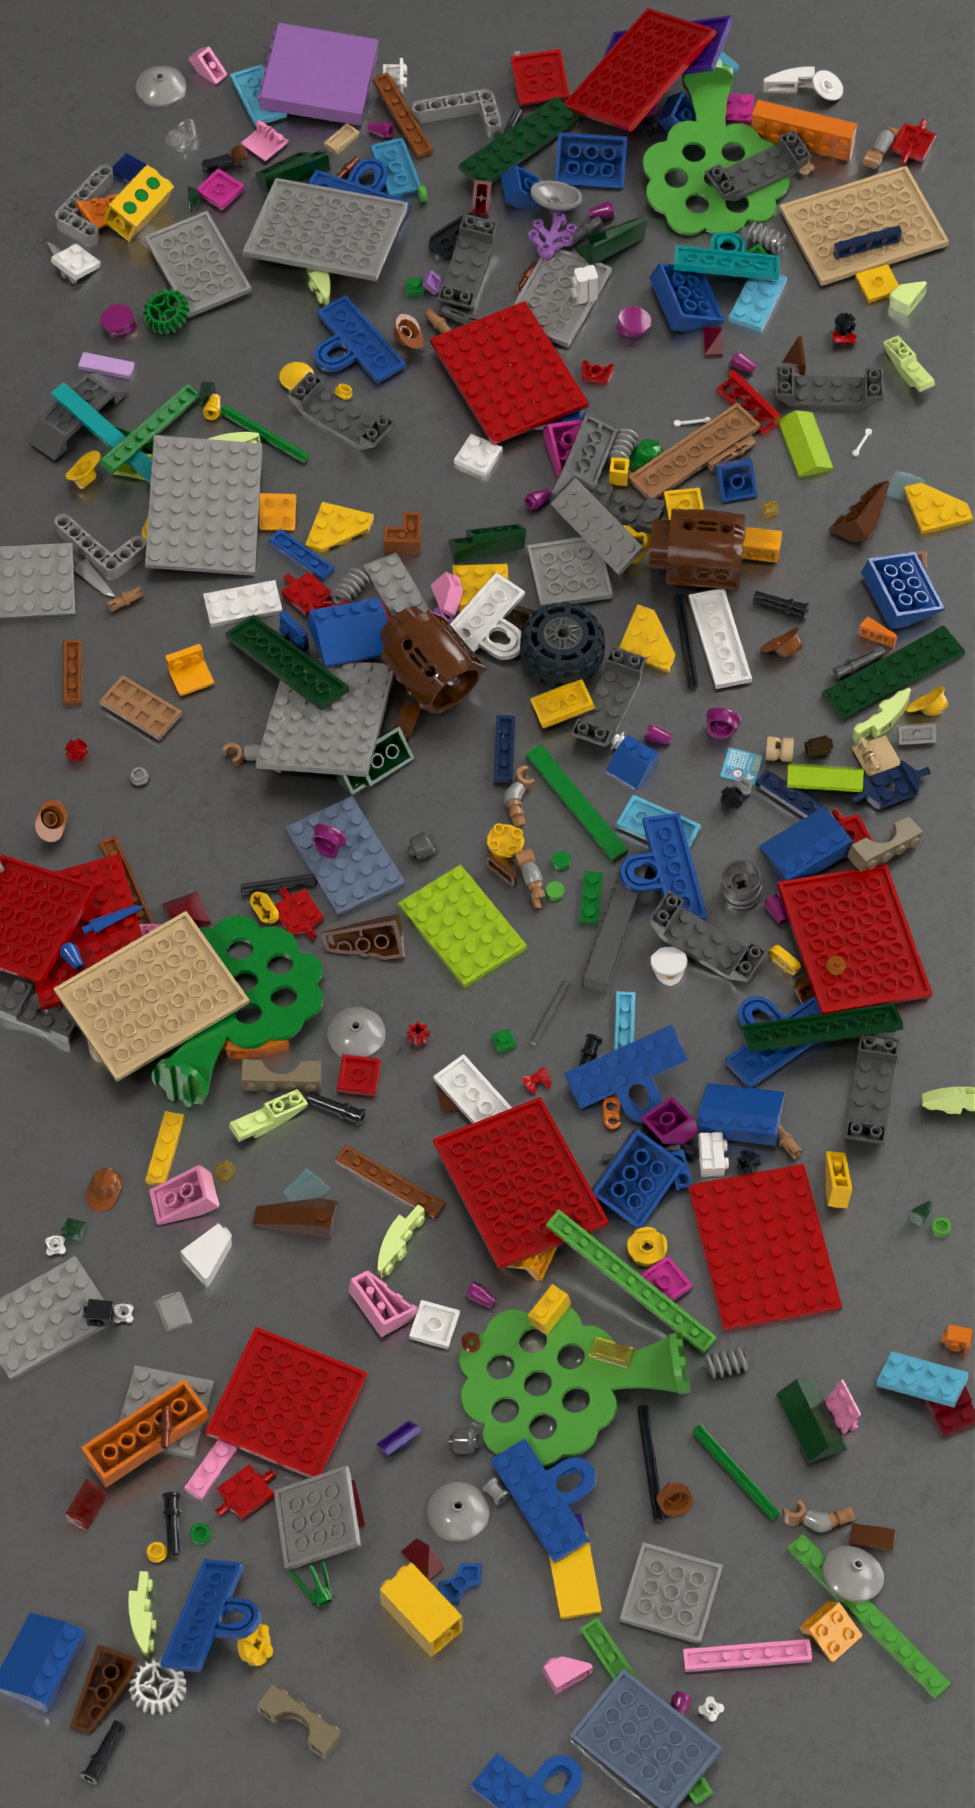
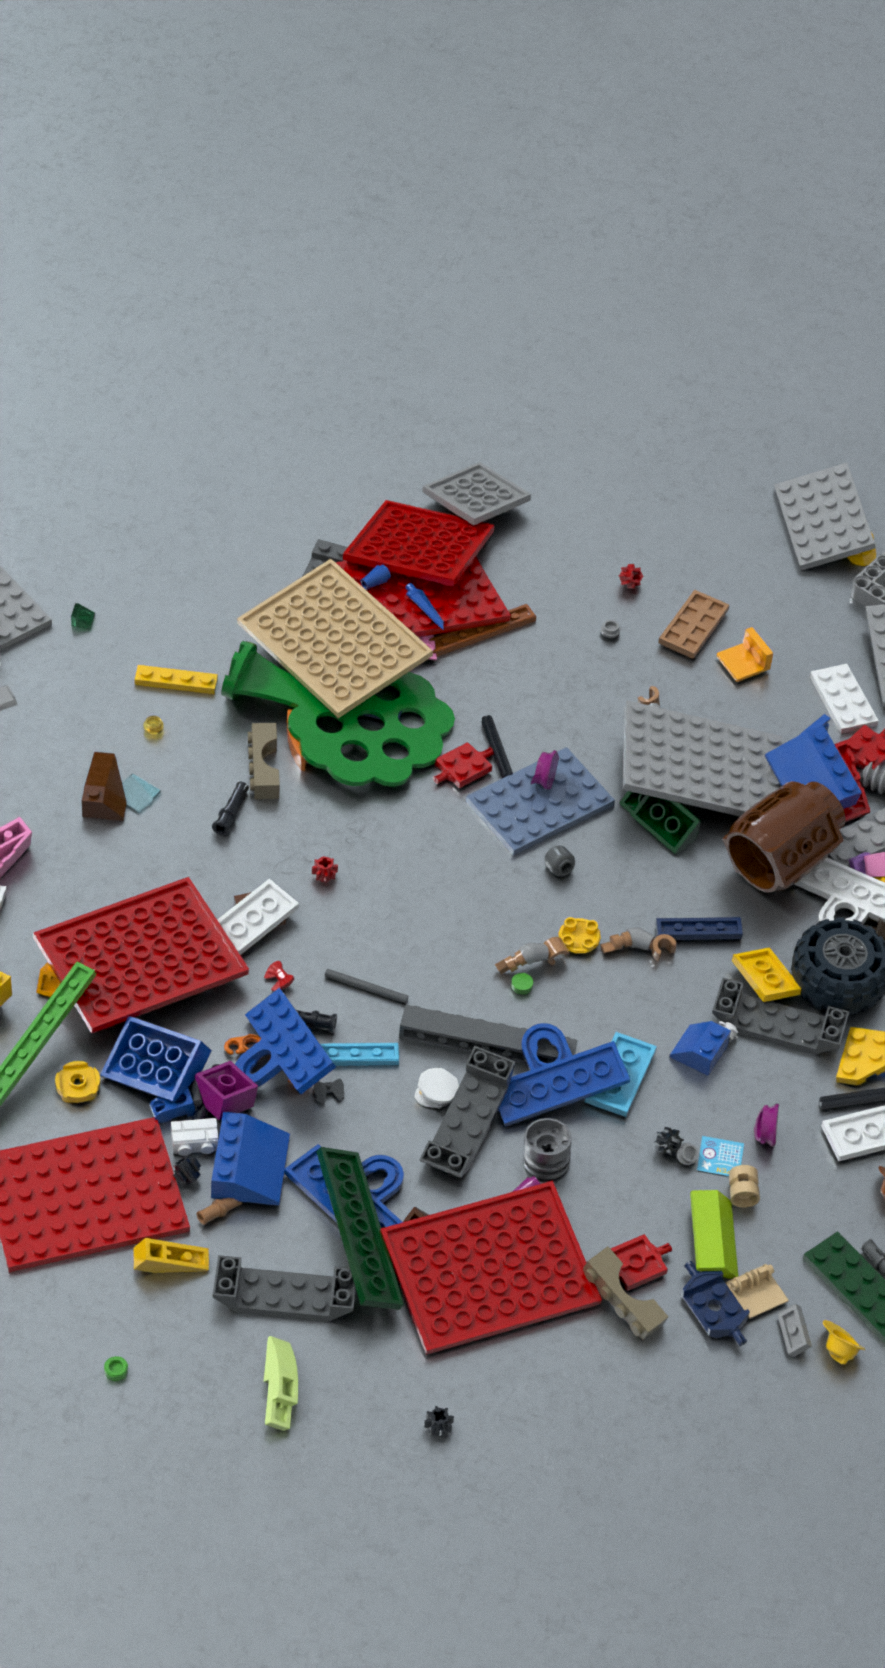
camera: 80 degrees right, 10 degrees down
(51, 820) = (539, 559): dark orange piece -> none
(51, 1241) = (63, 604): white plate -> none
(72, 672) = (728, 571): dark orange tile -> none
(87, 572) = (847, 579): light grey bar -> none
(104, 1189) = (130, 637): dark orange piece -> none
(125, 599) = (826, 602): medium nougat pin -> none
(184, 1196) = (120, 696): bright pink slope -> none
(190, 903) = (450, 675): dark red slope -> none
(207, 1253) = (55, 716): white slope -> none
(266, 905) = (464, 735): yellow beam -> none
(269, 1117) = (213, 752): yellowish green slope -> none
(287, 662) = (765, 727): dark green plate -> none
(356, 1042) = (324, 823): light grey dish -> none
(359, 1075) = (271, 824): red plate -> none
(373, 938) = (439, 825): reddish brown wedge -> none
(389, 1181) = (148, 858): dark orange tile -> none
(394, 1243) = (72, 861): yellowish green slope -> none
(407, 718) = (711, 839): reddish brown slope -> none
(462, 926) = (466, 904): lime plate -> none
(479, 1294) = (16, 936): magenta cone -> none
(503, 867) = (543, 931): reddish brown slope -> none
(503, 1041) = (326, 946): green plate -> none
(561, 860) = (562, 987): green tile -> none
(576, 803) = (640, 999): green tile -> none
(591, 898) = (518, 1015): green plate -> none
(657, 735) = (744, 1067): magenta cone -> none
(668, 1278) = (34, 1099): dark pink plate -> none
(784, 959) = (458, 1197): yellow beam -> none
(790, 797) = (679, 1204): dark blue plate -> none
(807, 846) = (609, 1215): blue slope -> none
(818, 746) = (757, 1227): dark brown brick -> none
(838, 961) = (444, 1233): clear yellow plate -> none
(888, 715) = (818, 1300): yellowish green slope -> none
(919, 1214) = (129, 1344): clear green slope -> none

